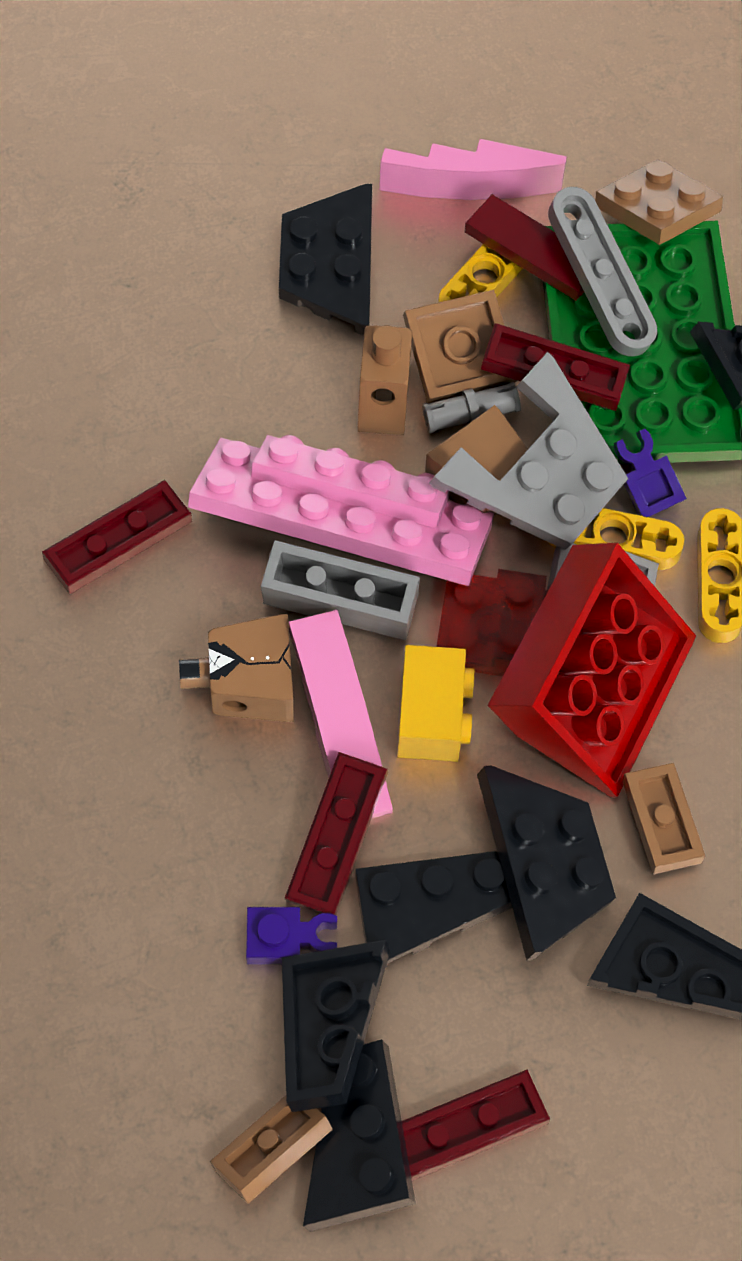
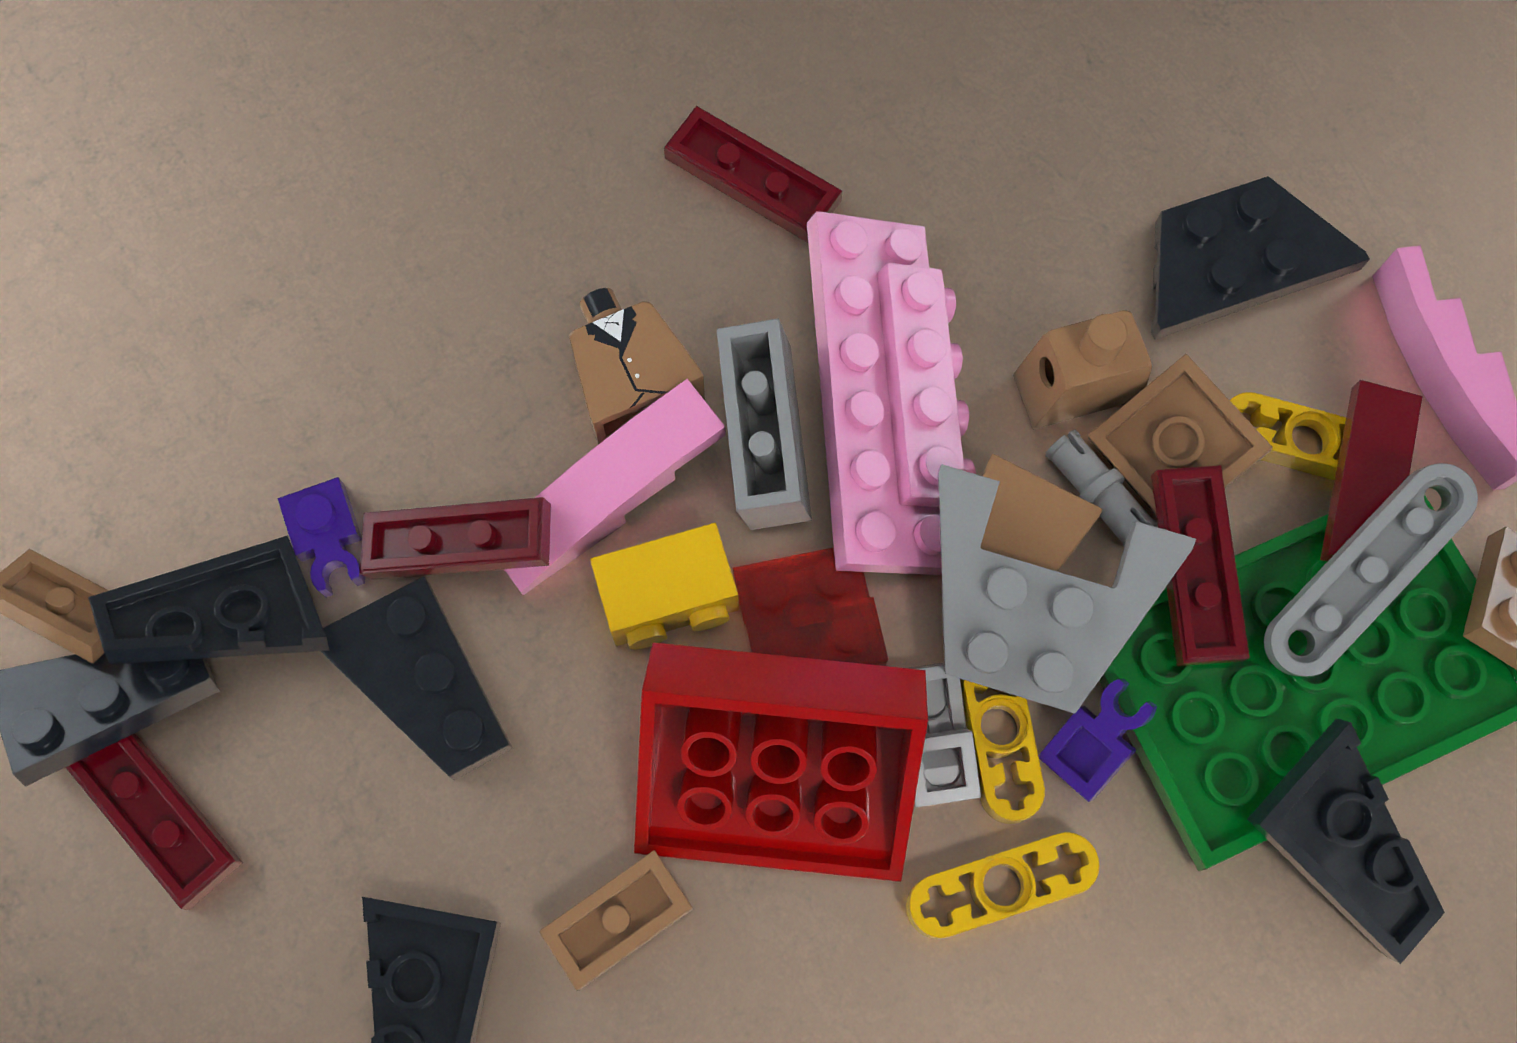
camera: 70 degrees right, 10 degrees up
(546, 857) = (505, 794): black wing -> none

